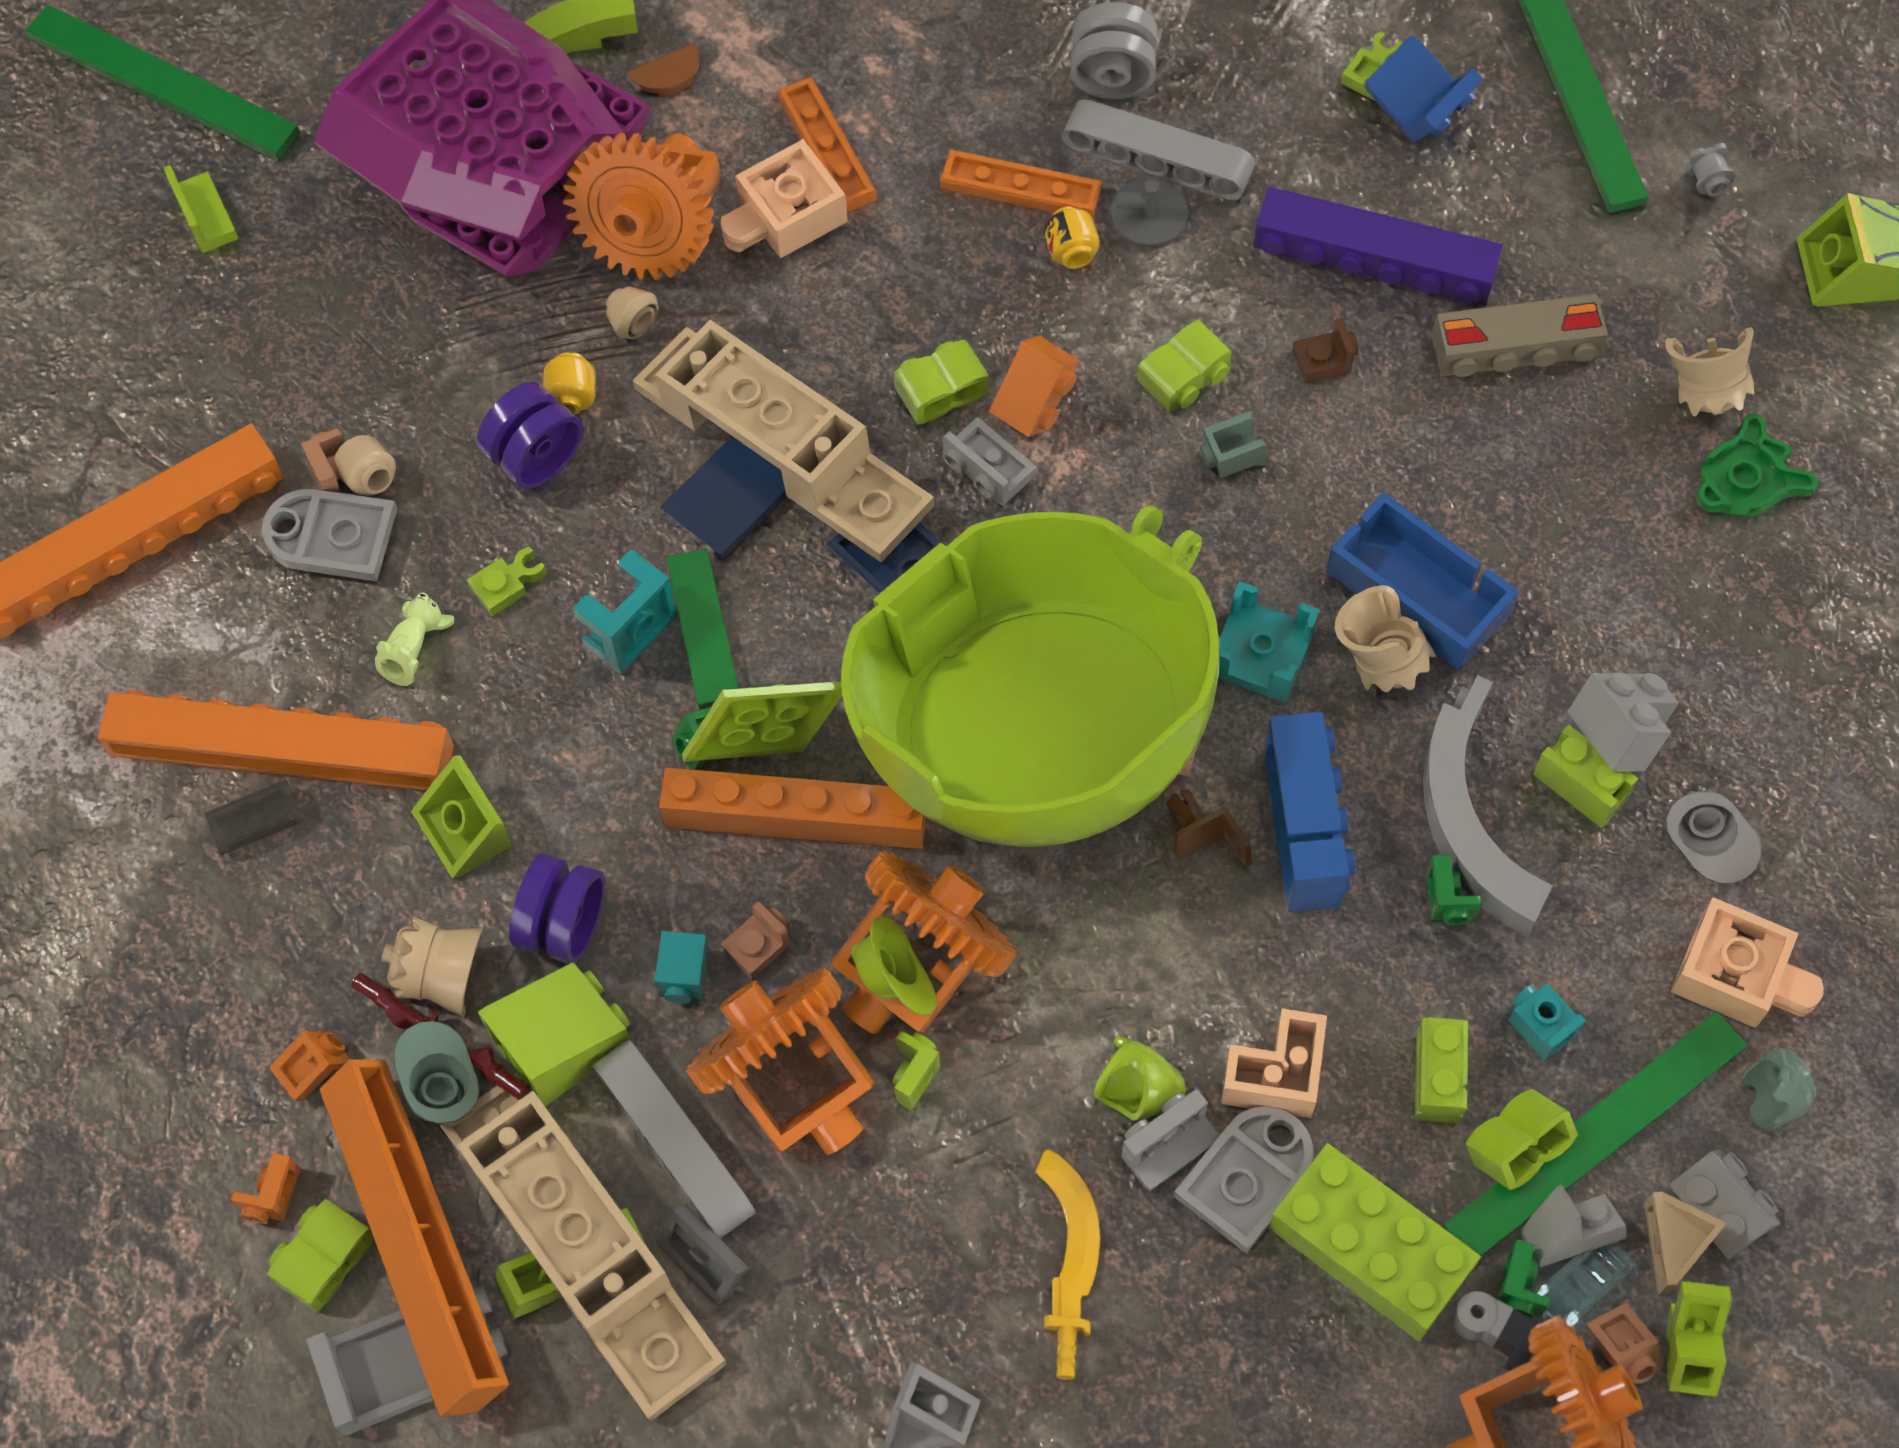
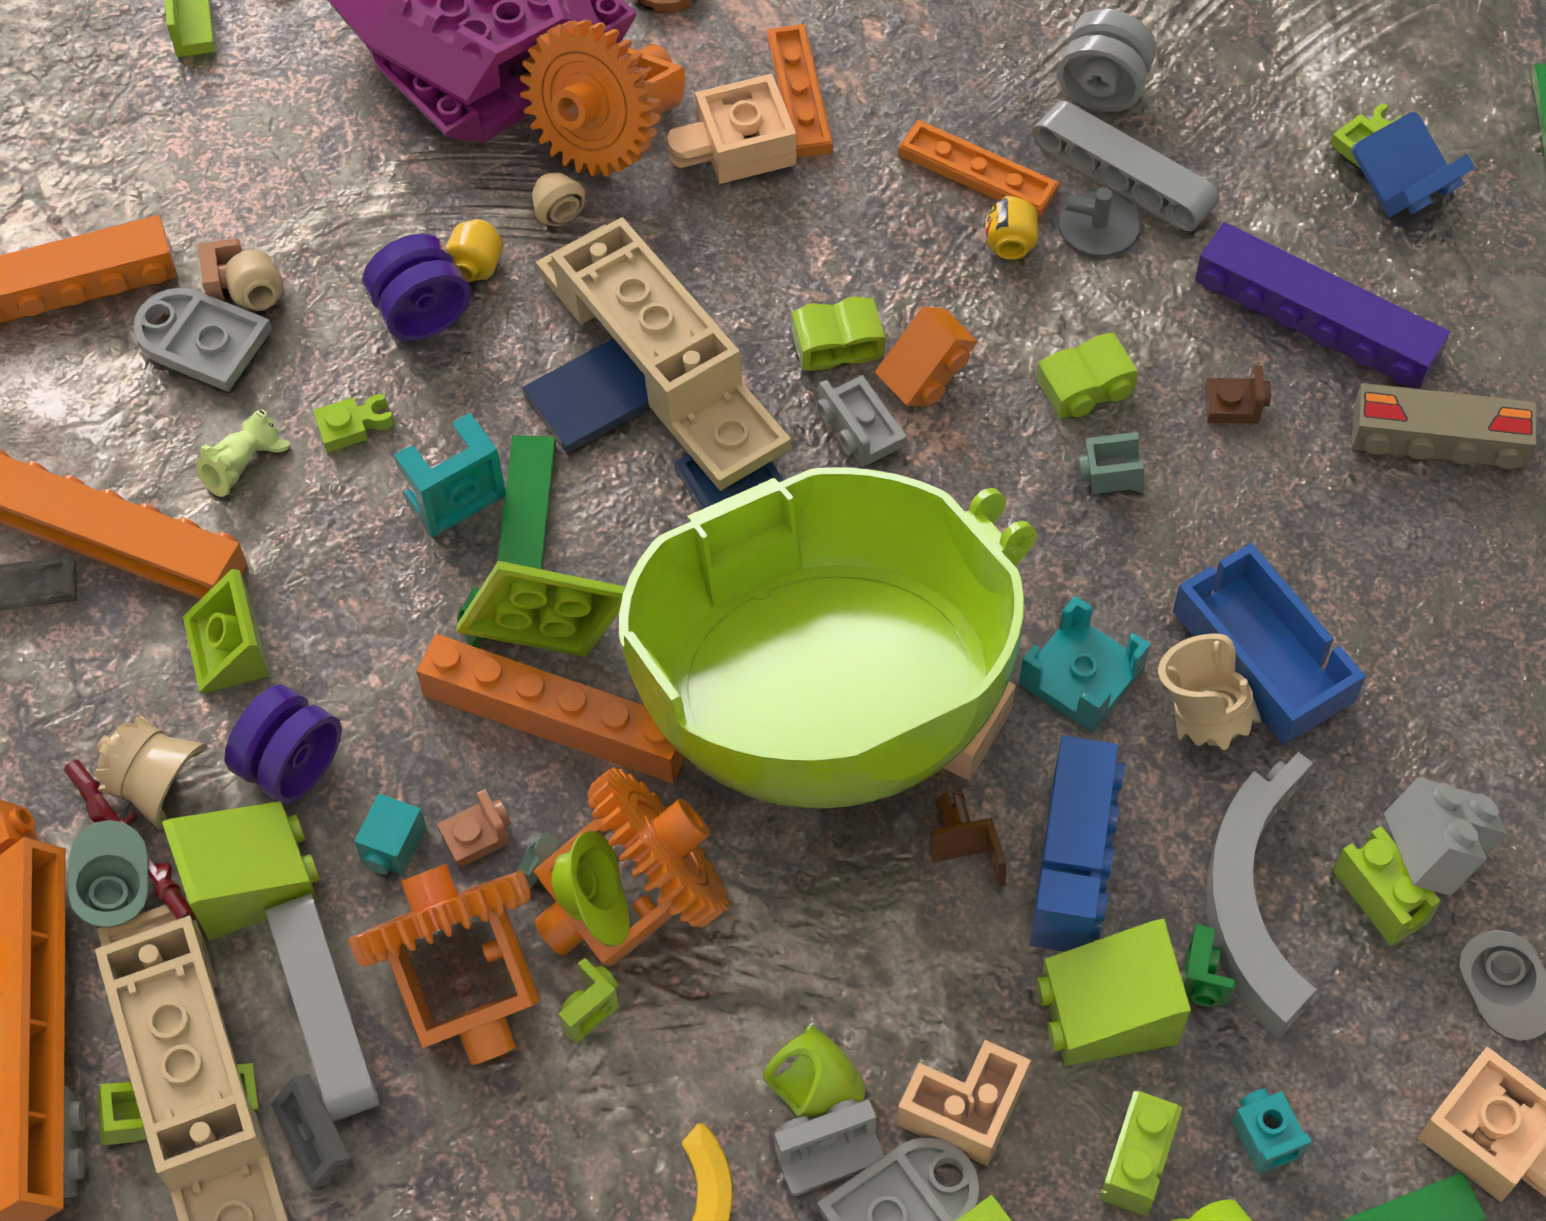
camera: 15 degrees right, 5 degrees down
(824, 948) = (536, 854): none -> sand green tile
(1380, 937) = (1114, 996): none -> lime slope

